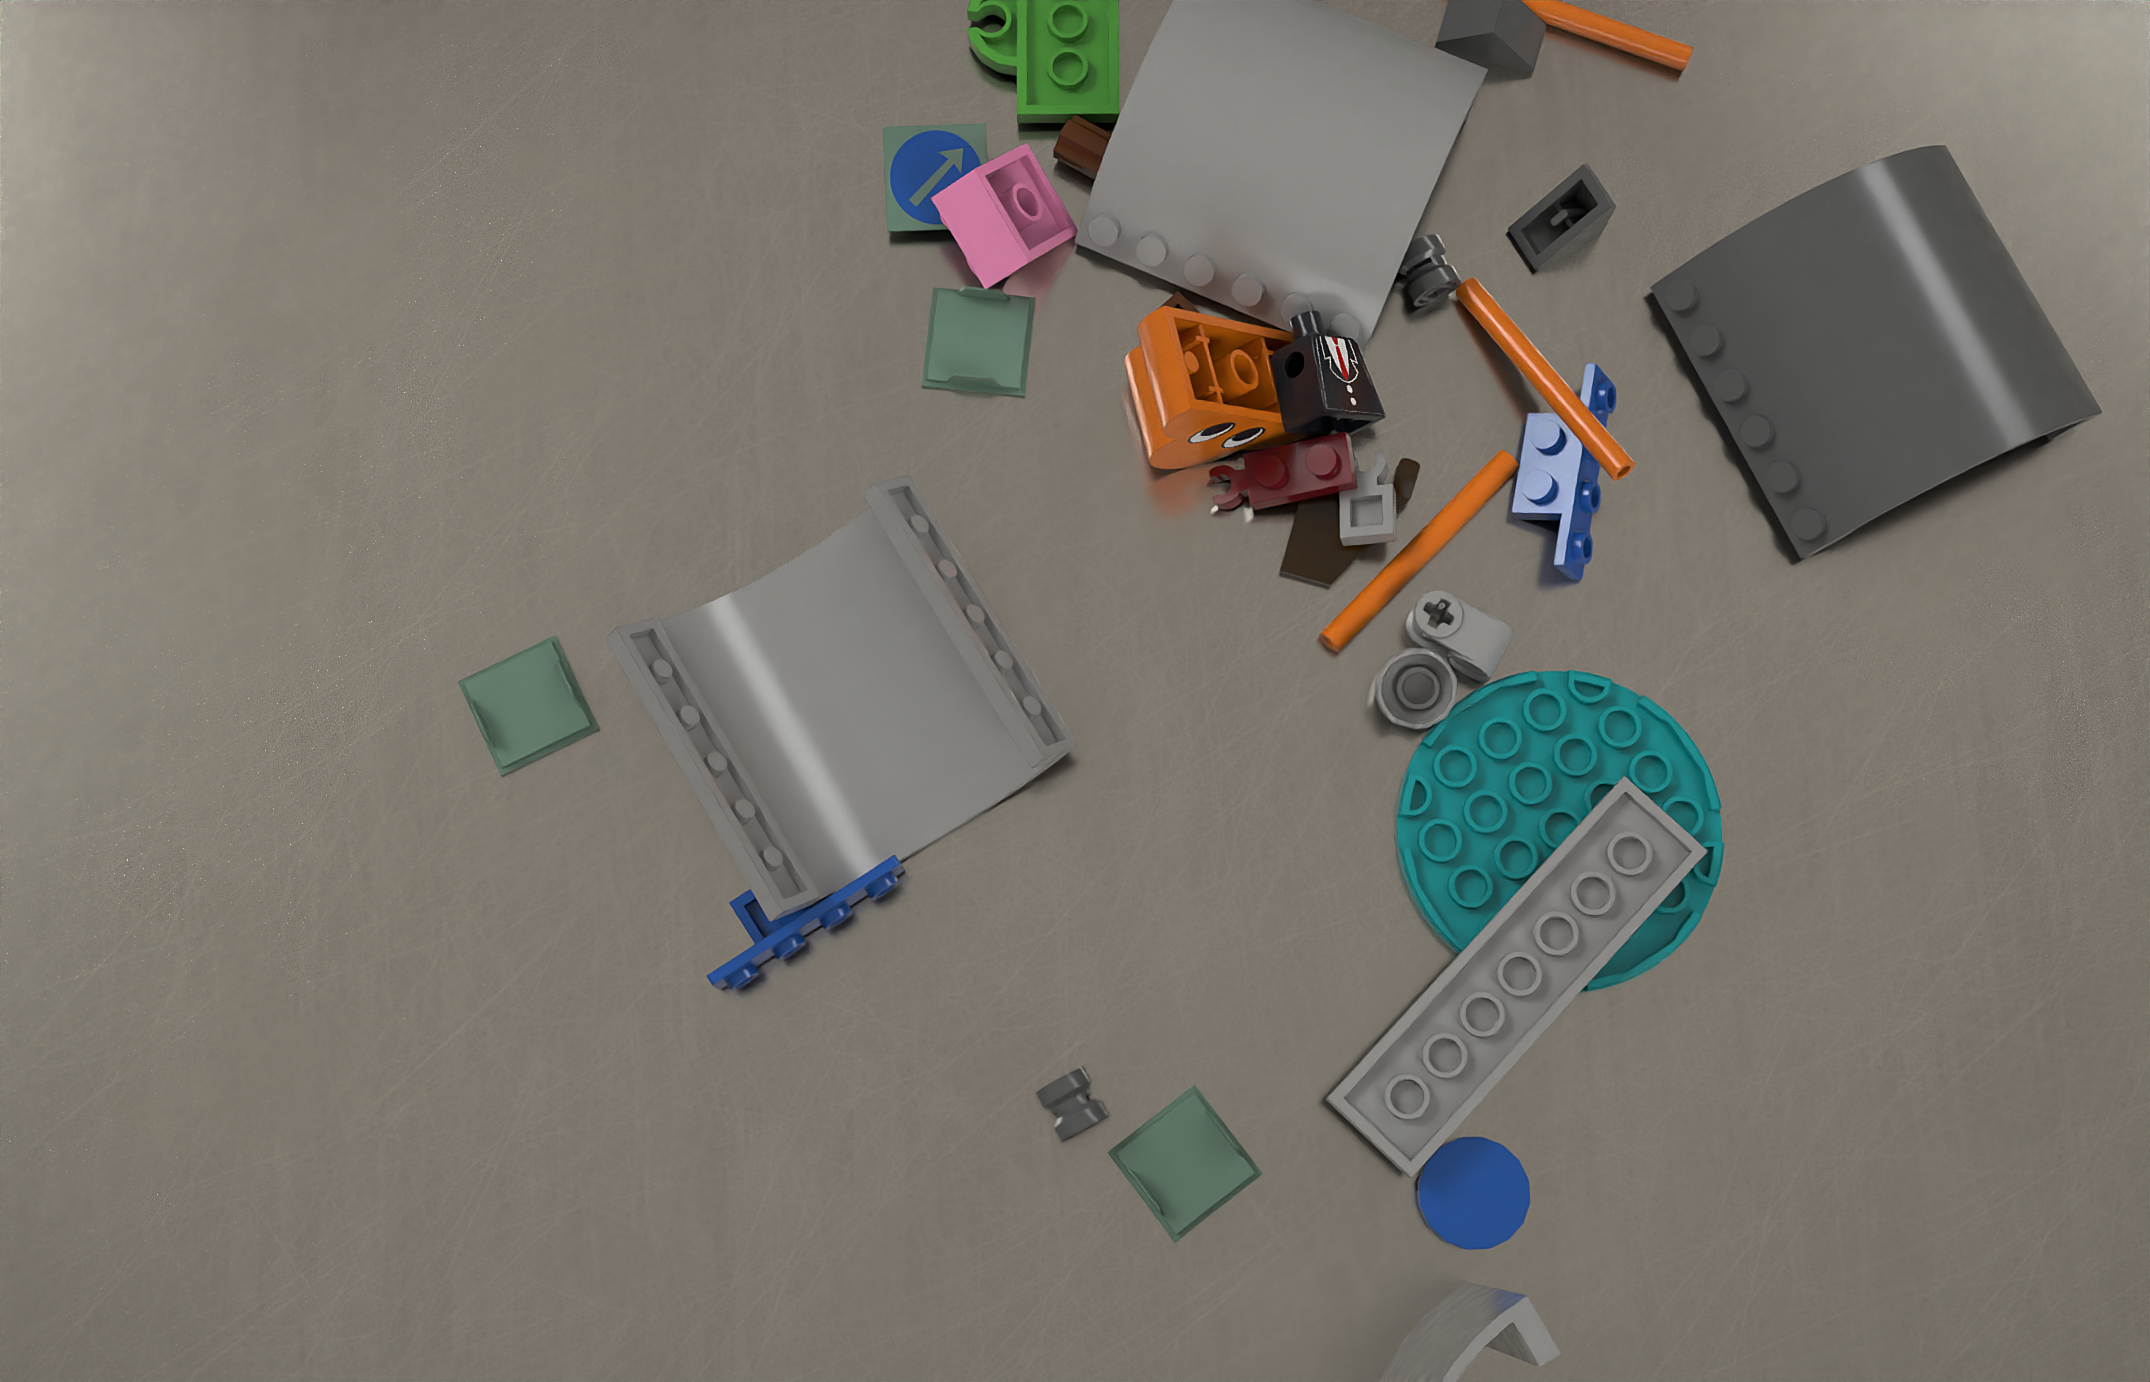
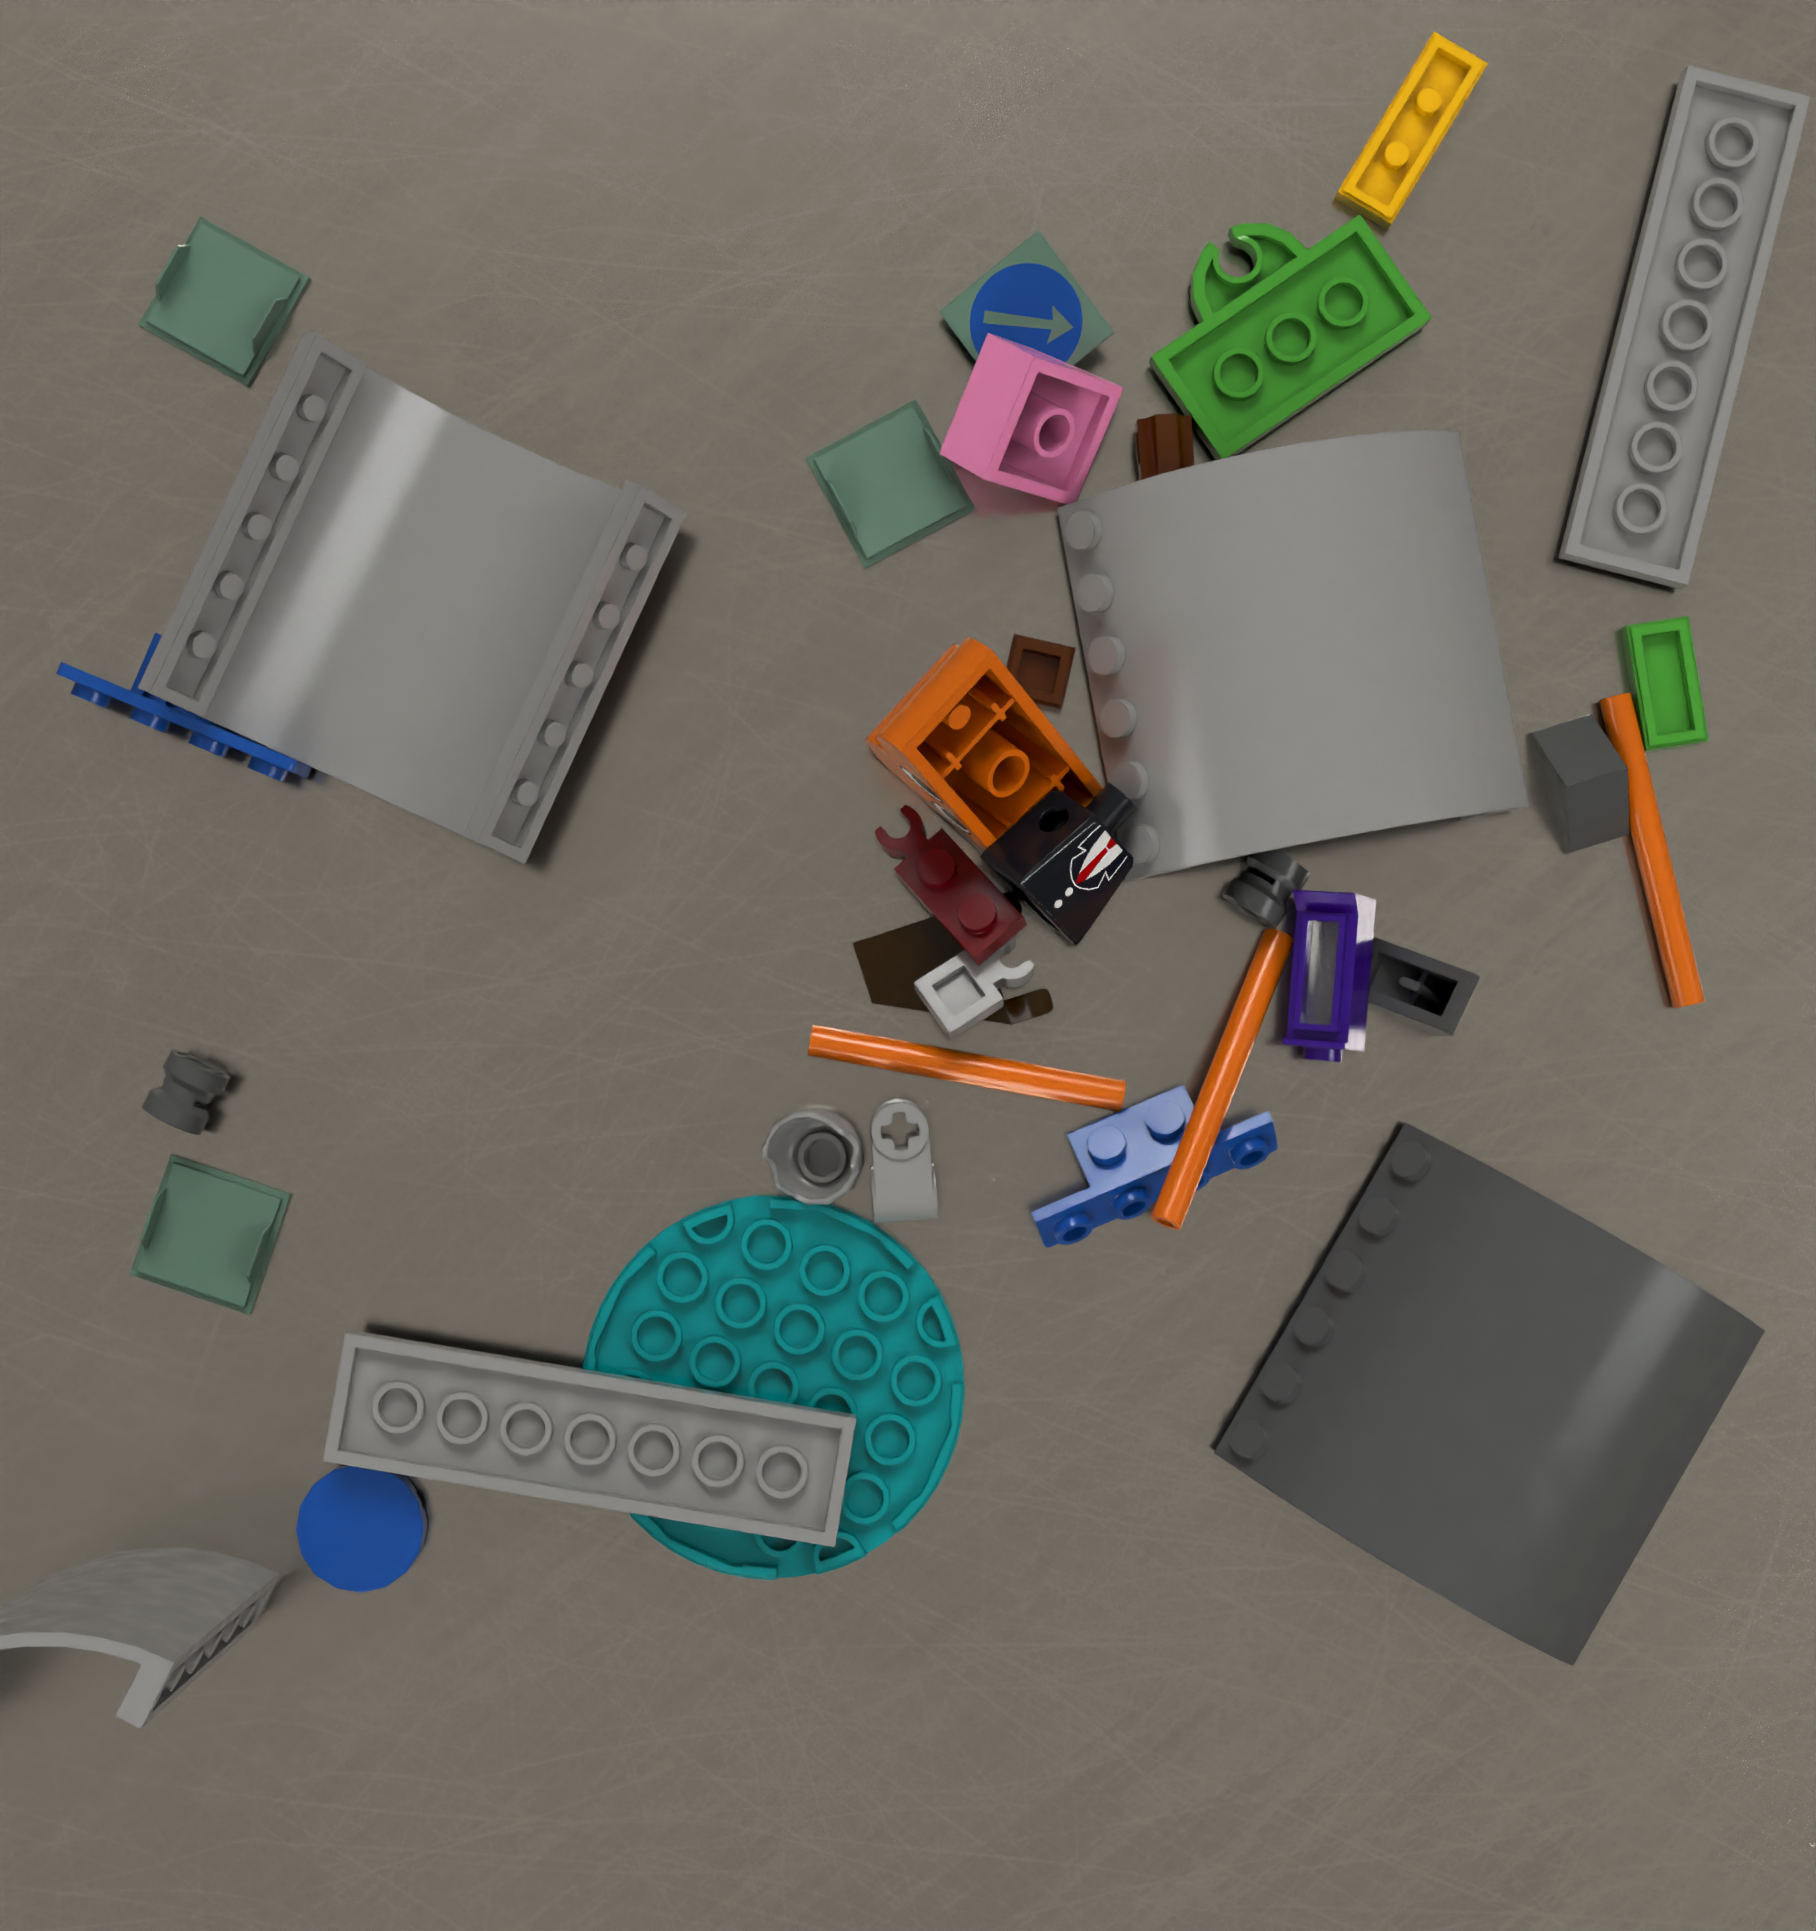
camera: 55 degrees right, 10 degrees up
(1516, 266) = (1330, 973): none -> dark purple window

